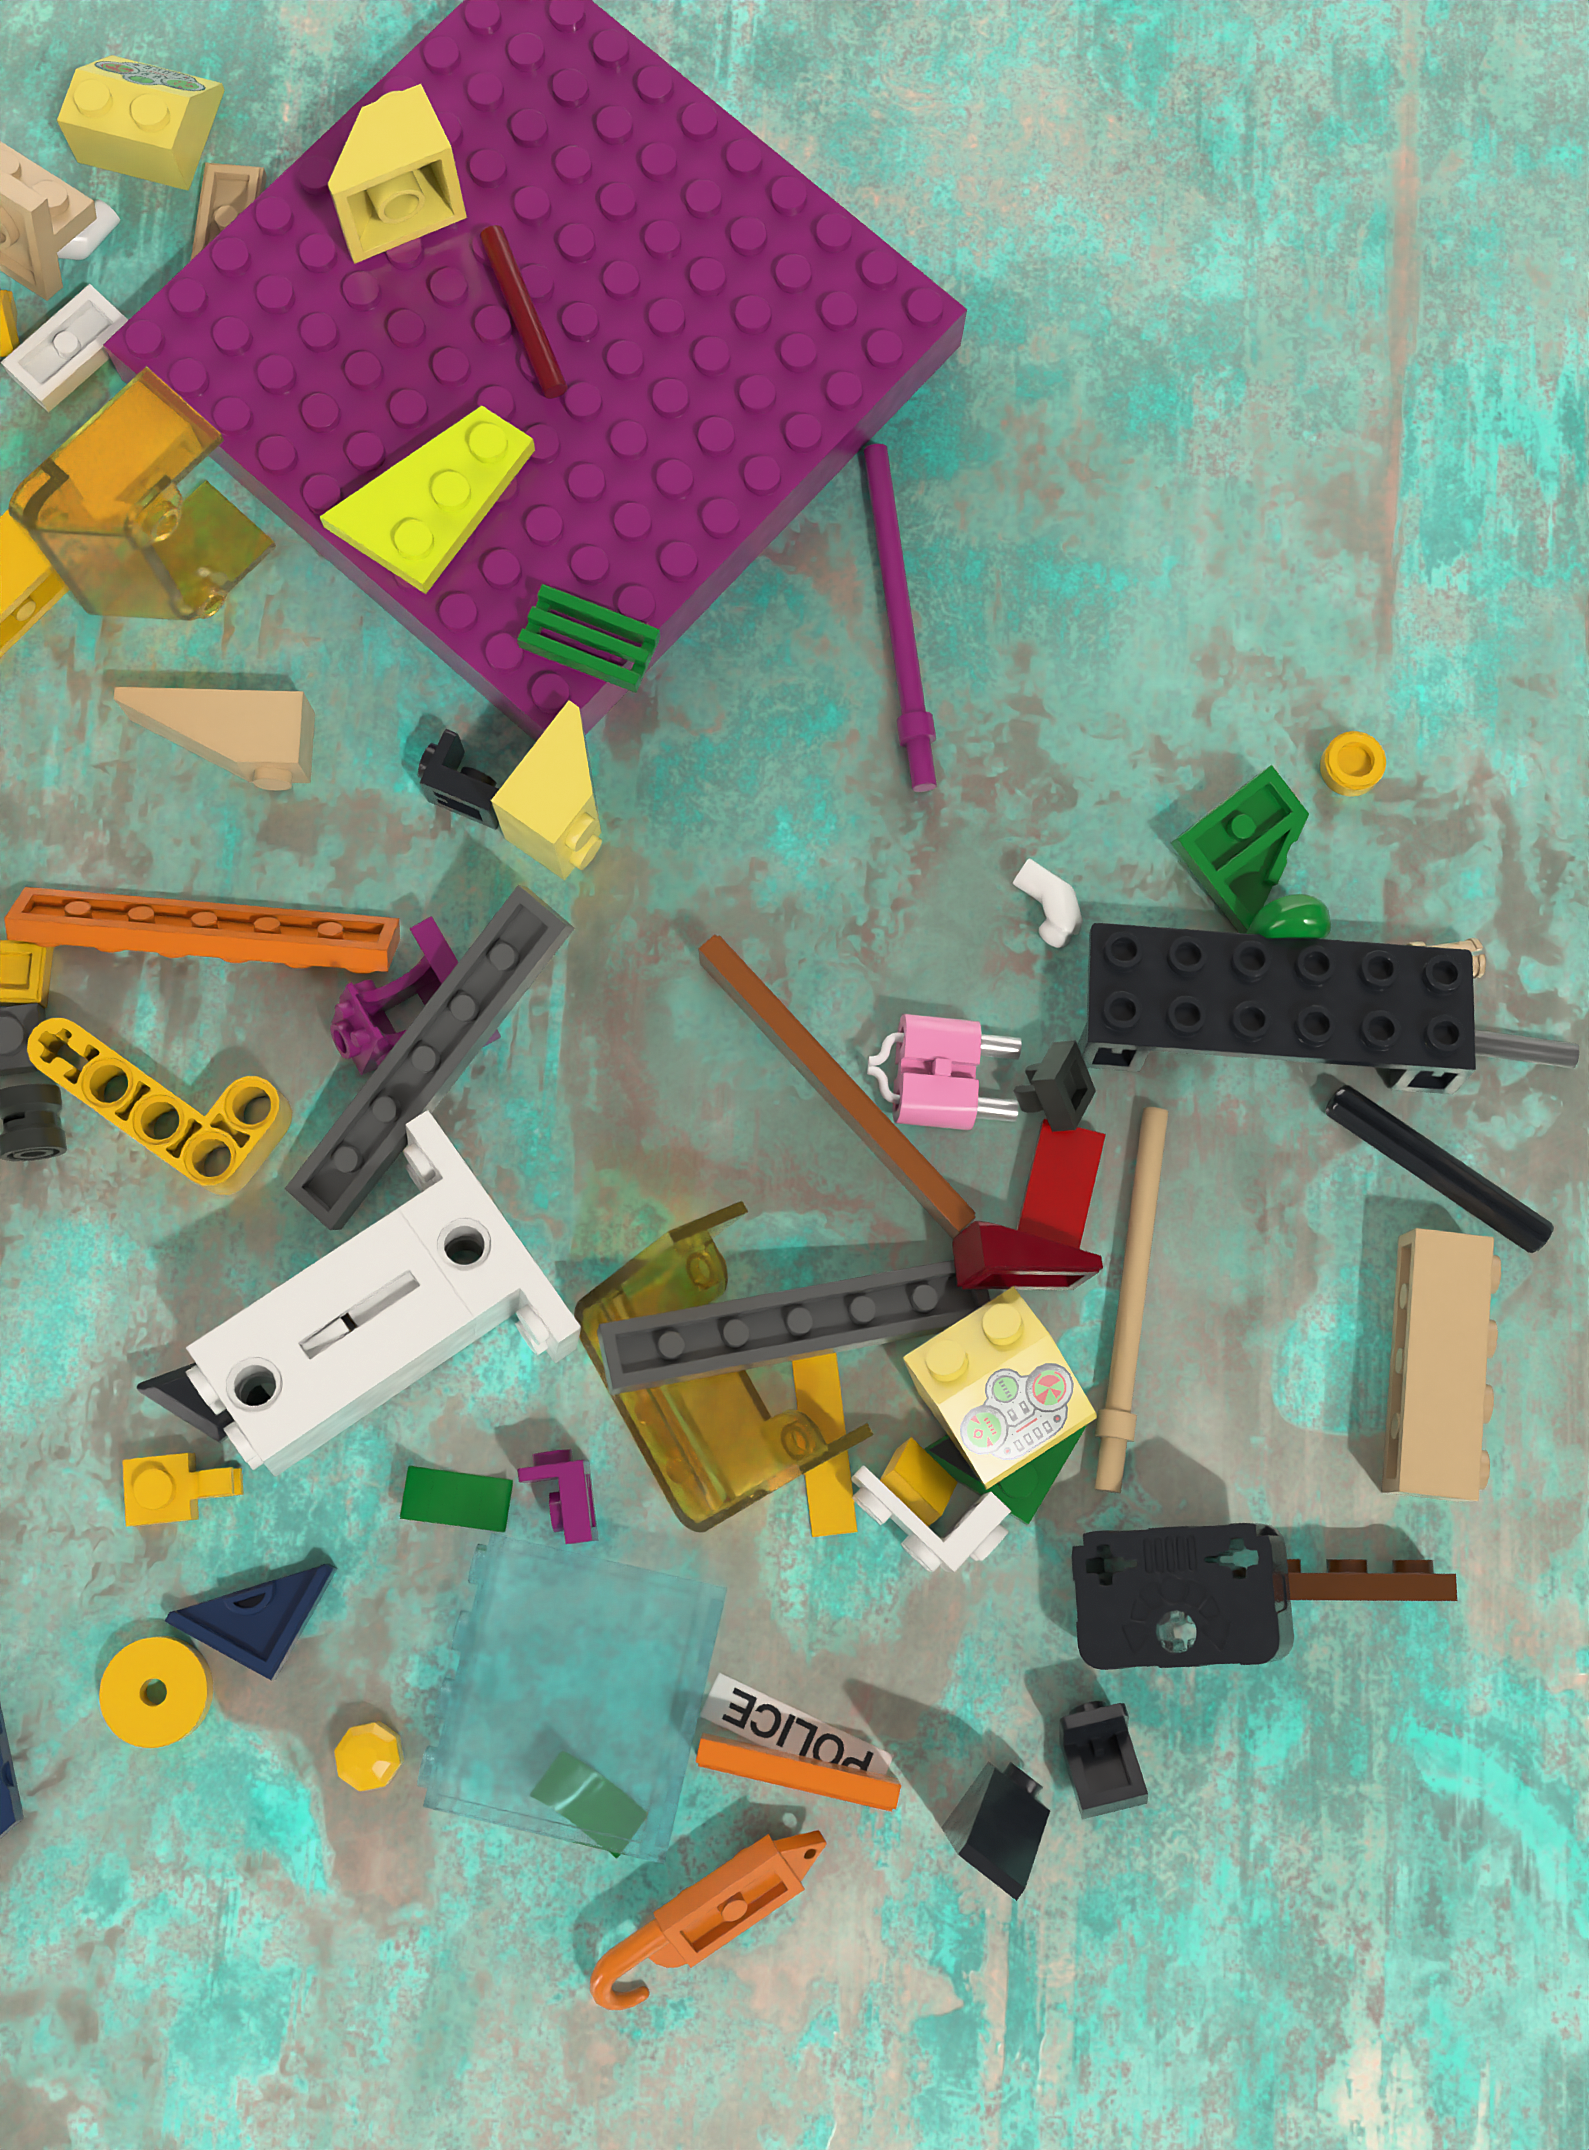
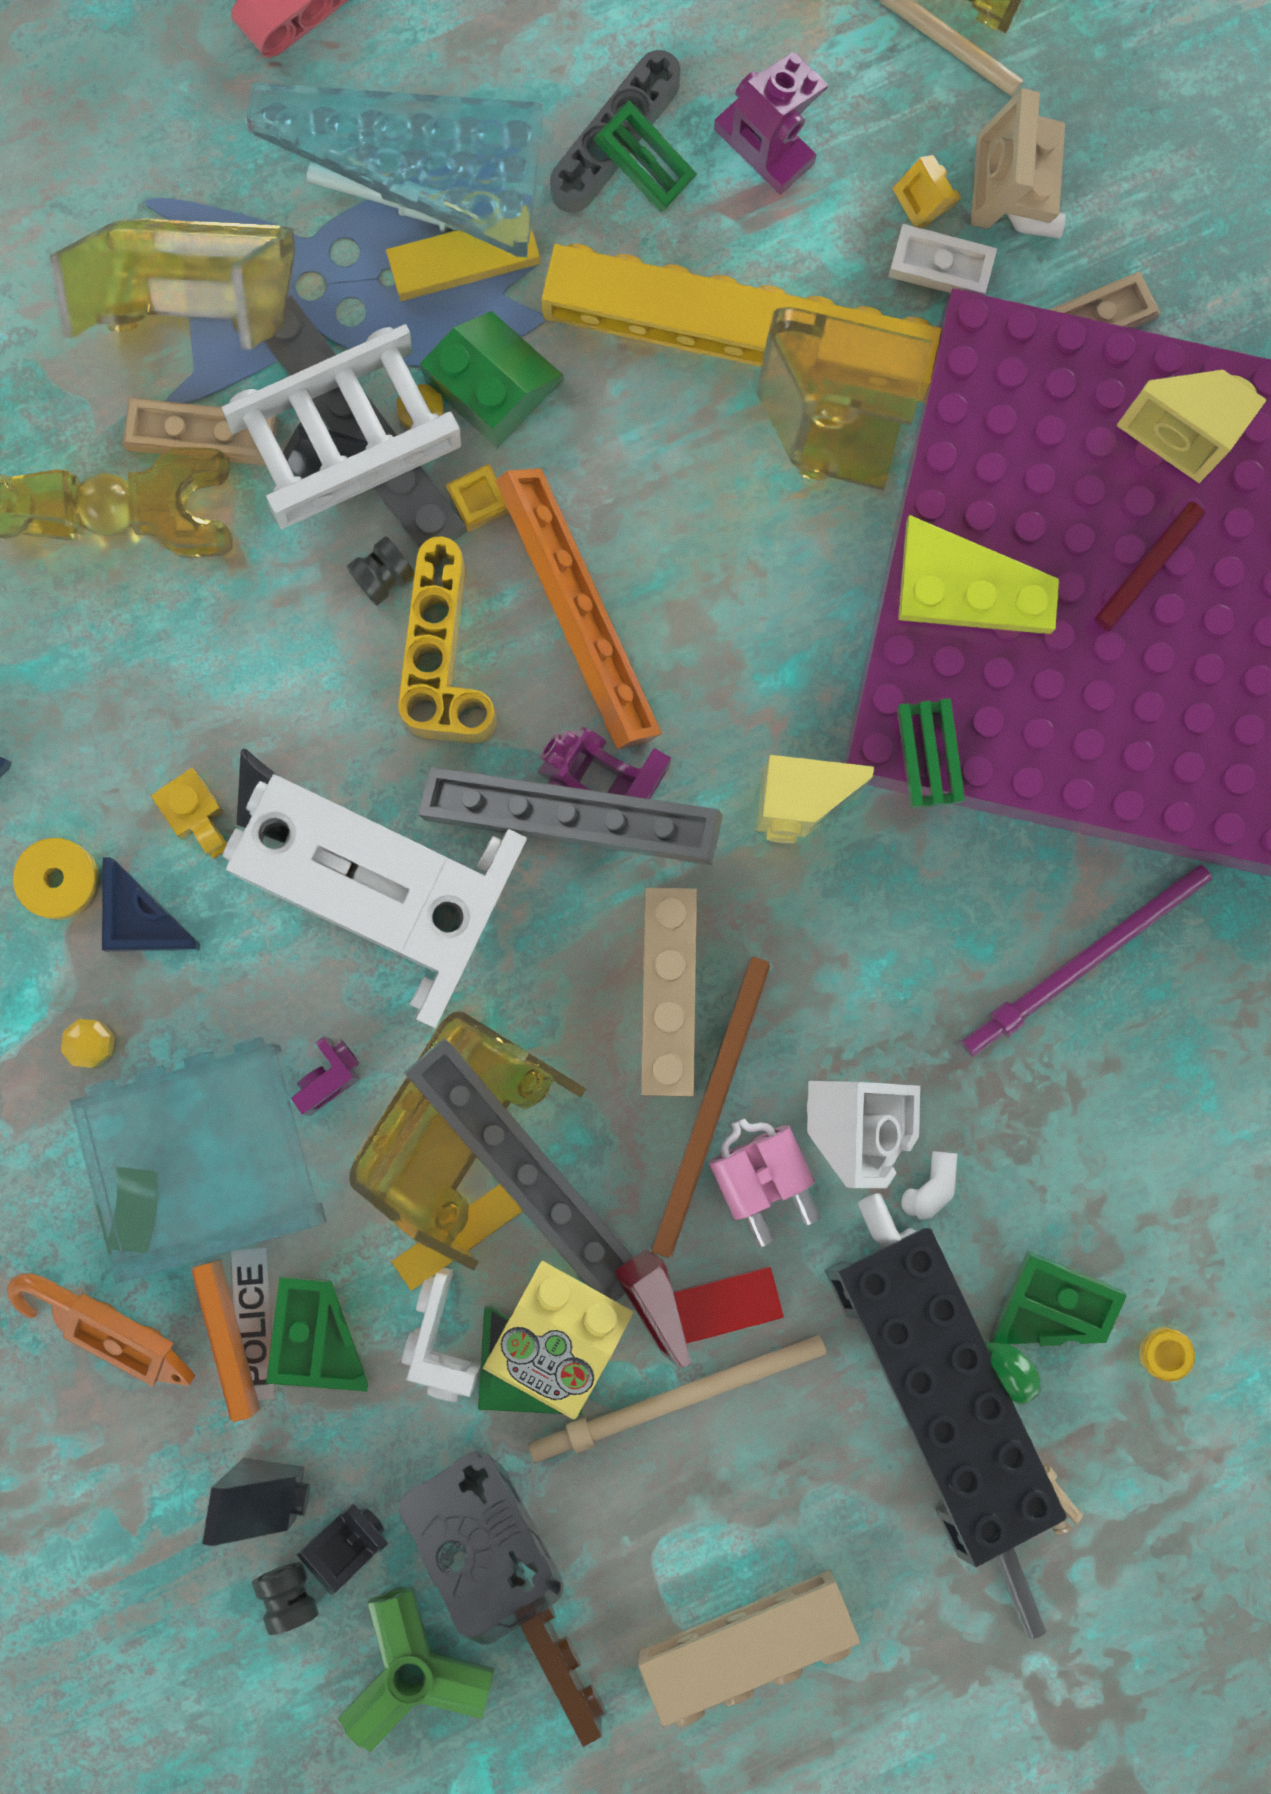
camera: 60 degrees right, 5 degrees up
(139, 119) = (1145, 206): light yellow slope -> none
(247, 732) = (733, 553): tan slope -> none
(456, 1499) = (286, 1004): green sticker -> none
(461, 792) = (776, 728): black bracket -> none
(686, 1062) = (669, 992): none -> tan brick
(849, 1671) = (312, 1339): none -> green wing
(919, 1481) = (462, 1317): yellow tile -> none
(946, 937) = (863, 1128): none -> white slope
(1057, 976) = (880, 1221): none -> white arm
(1058, 1087) = (798, 1266): pearl dark grey tile -> none
(1124, 1859) = (285, 1598): none -> pearl dark grey wheel
(1239, 1746) = (388, 1698): none -> bright green piece
(1439, 1169) = (894, 1575): black axle -> none

